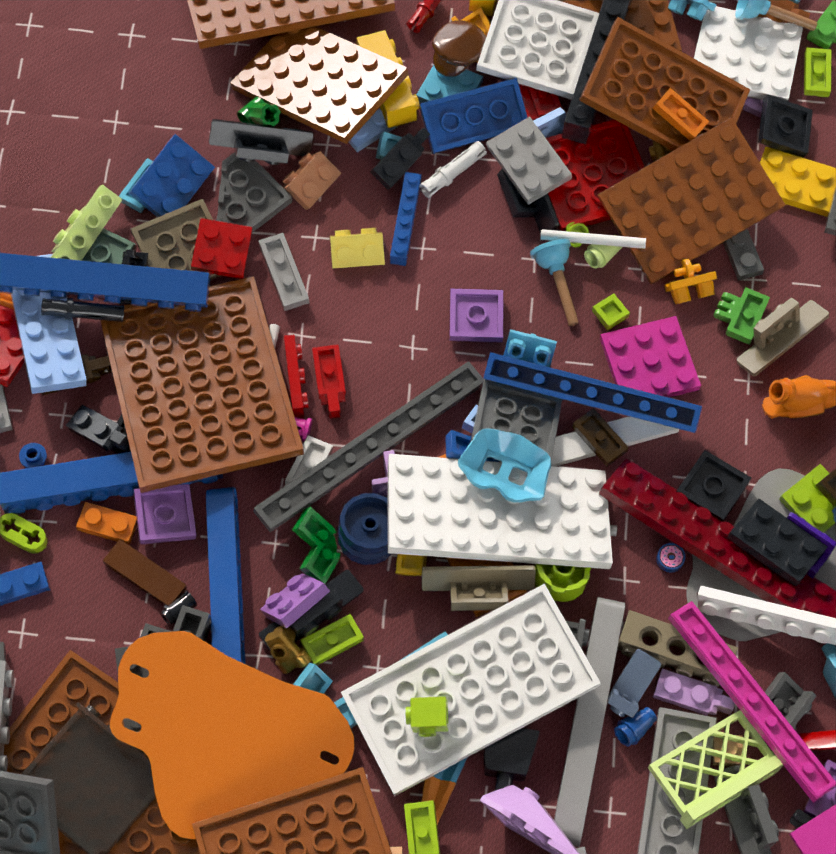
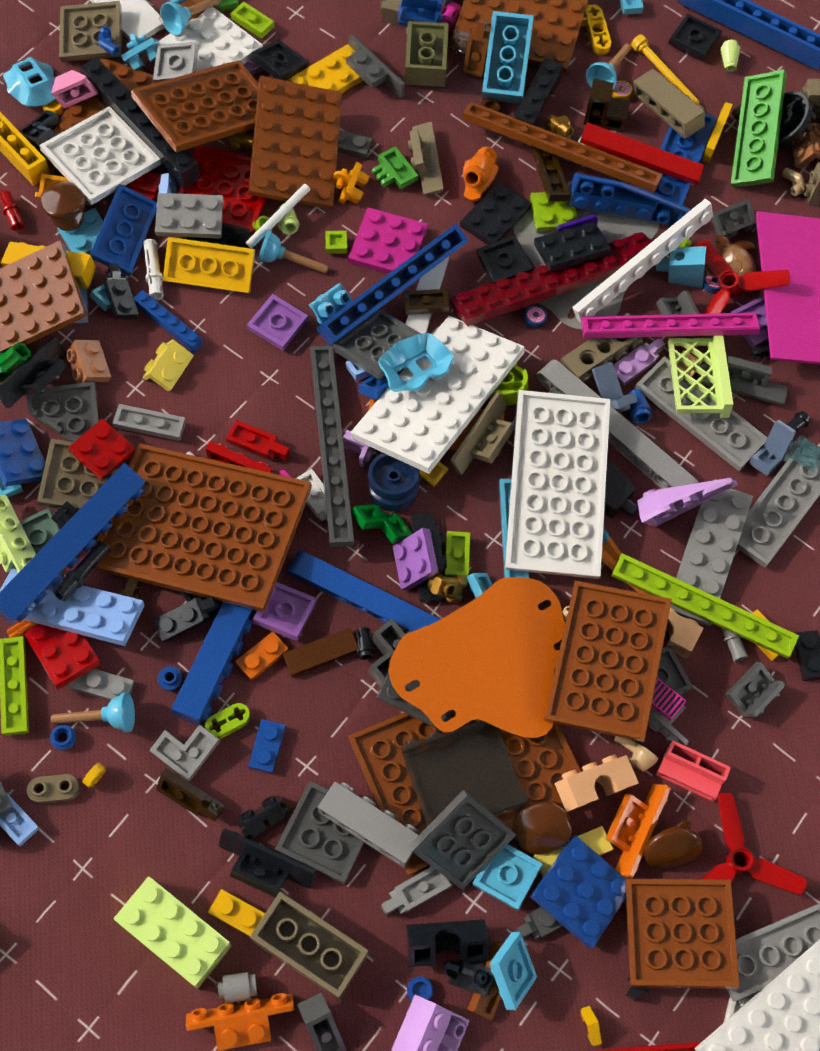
camera: 60 degrees left, 0 degrees up
(428, 715) = (565, 517): lime brick -> none
(491, 214) = (209, 265): none -> yellow plate
(680, 114) = (233, 103): orange plate -> none
(697, 35) = (175, 60): none -> light grey plate
(767, 445) = (495, 214): none -> black plate

